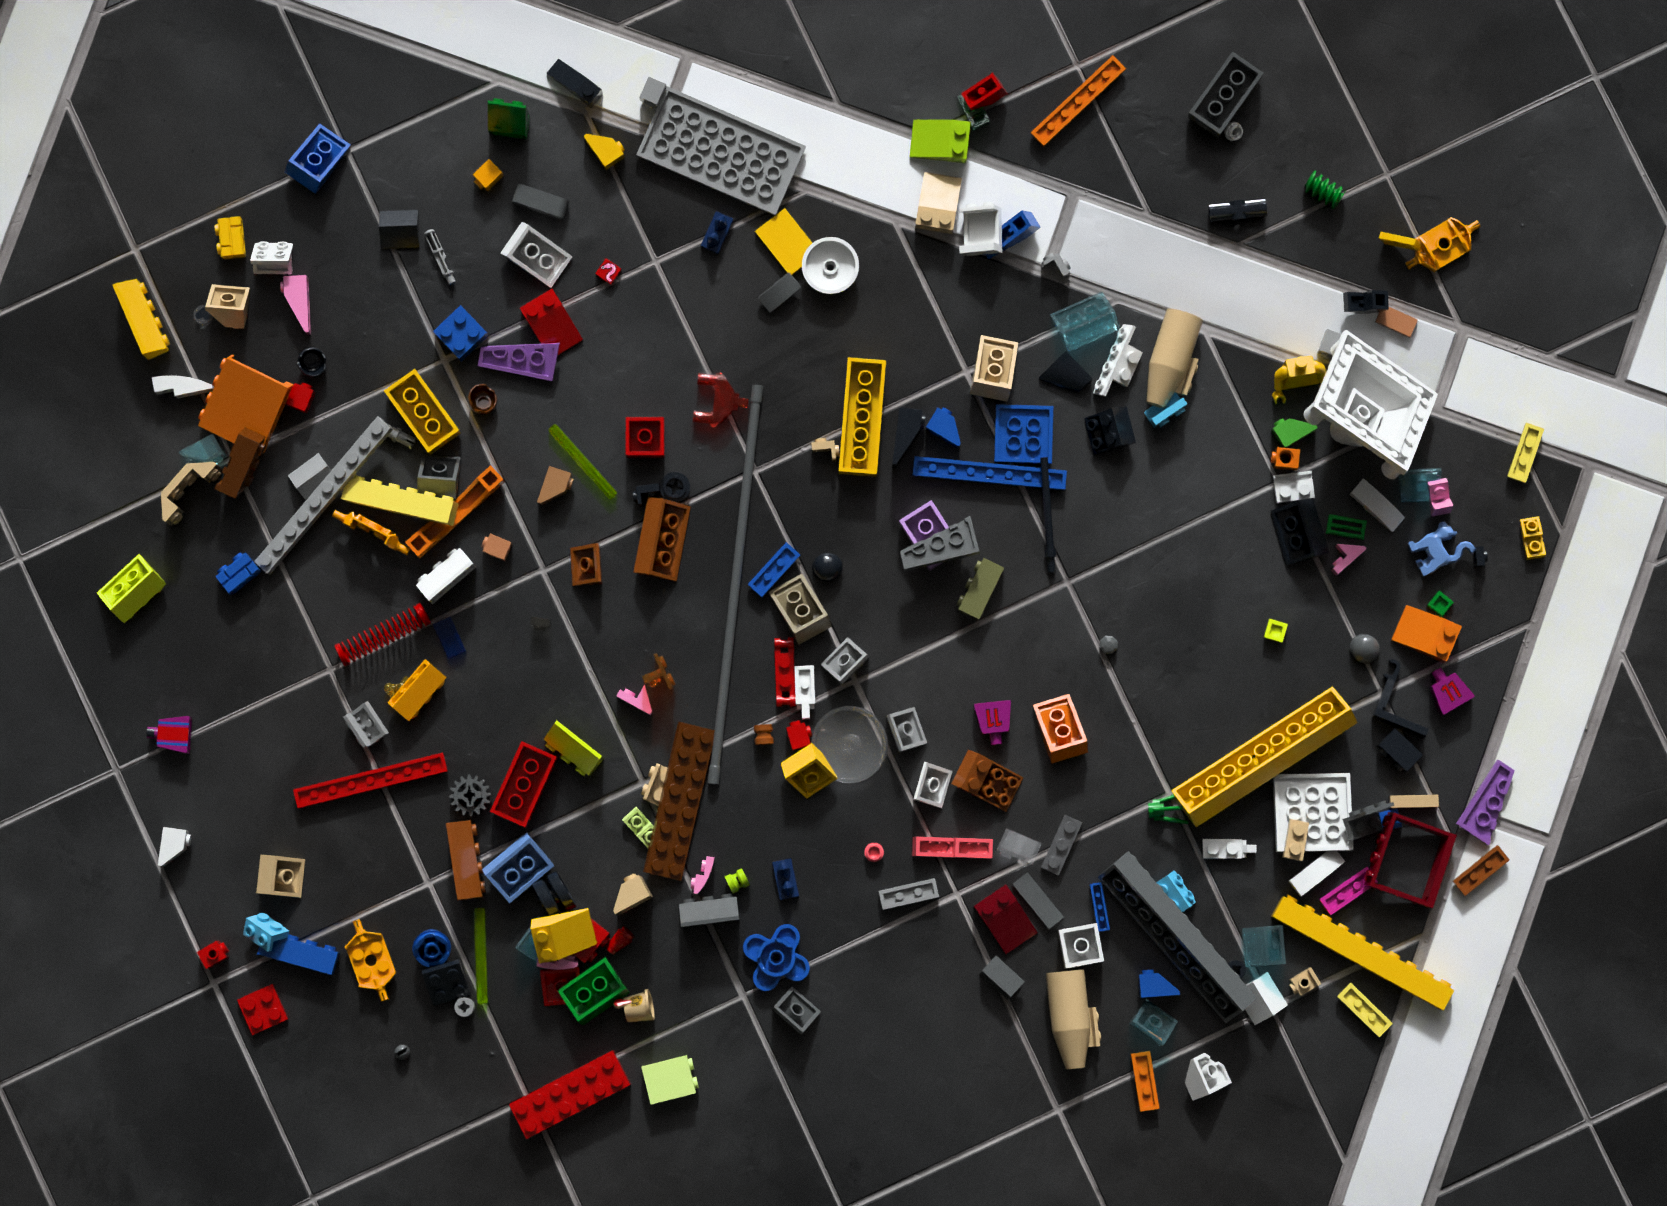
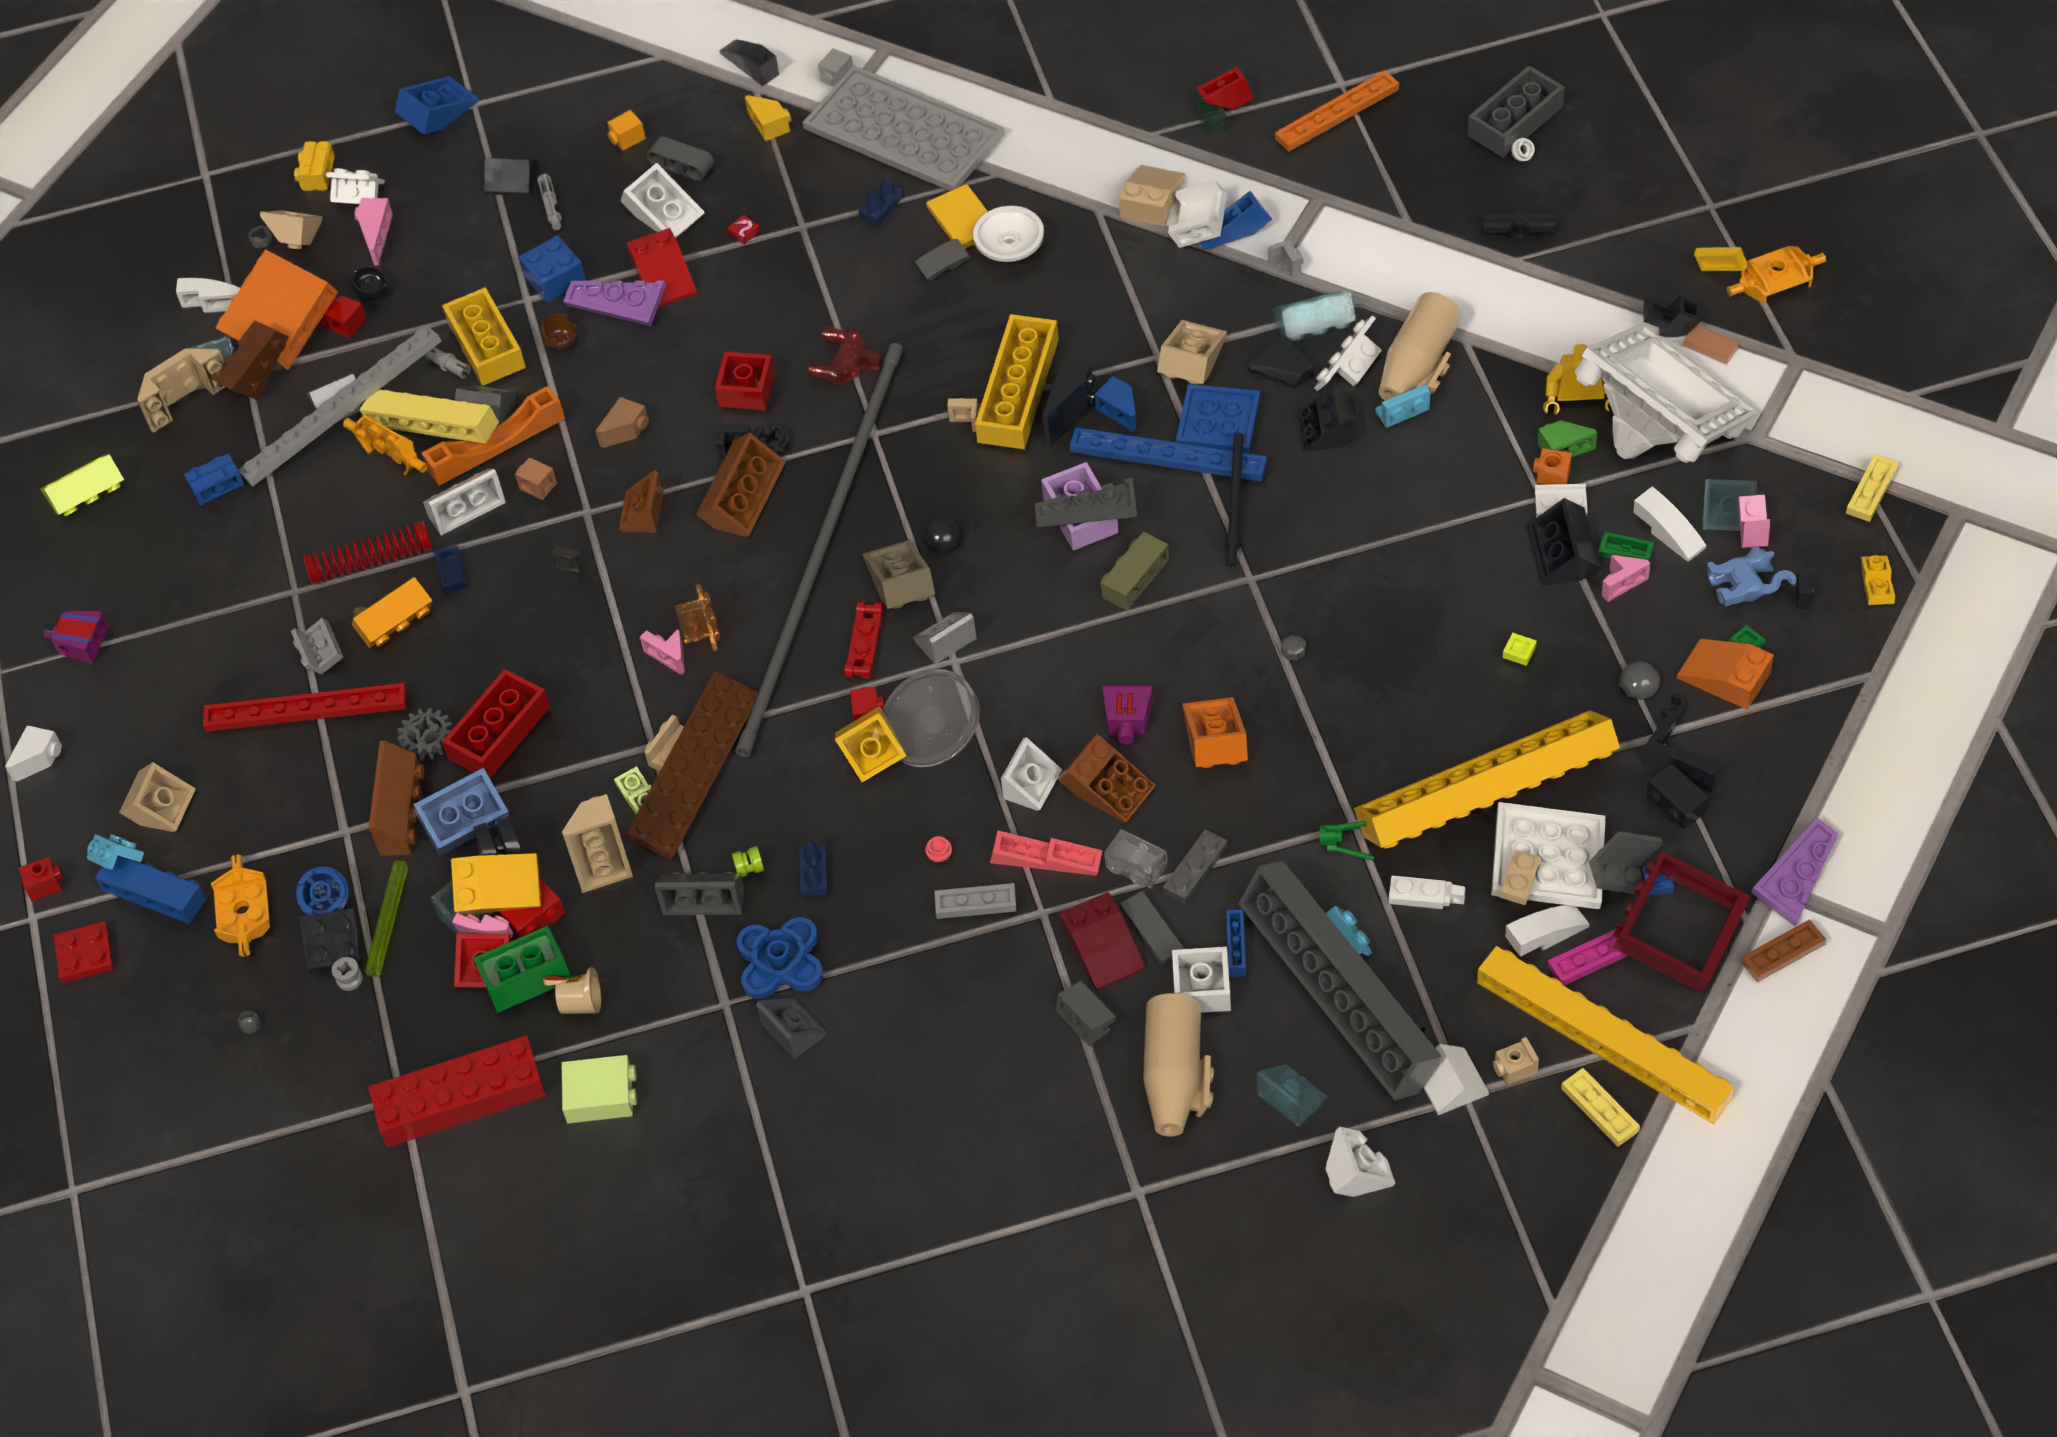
camera: 15 degrees right, 30 degrees down
(141, 318) = (186, 226): yellow slope -> none
(508, 119) = (661, 71): green slope -> none
(572, 749) = (571, 689): neon yellow slope -> none
(582, 461) = (664, 405): clear neon green axle -> none
(620, 940) = (574, 916): red cone -> none
(699, 882) = (703, 854): bright pink slope -> none
(763, 734) = (820, 702): dark orange wheel -> none
(774, 569) = (874, 530): blue plate -> none
(805, 689) = (885, 660): white hinge -> none
(906, 729) = (1007, 713): light grey slope -> none
(940, 140) = (1168, 135): lime slope -> none
(1145, 1081) = (1268, 1164): orange plate -> none
(1155, 985) = (1301, 1045): blue slope -> none
(1263, 946) = (1462, 1008): clear light blue slope -> none
(1324, 190) = (1628, 210): green piece -> none
(1414, 801) = (1704, 860): tan piece -> none
(1449, 691) = (1753, 736): magenta torso -> none

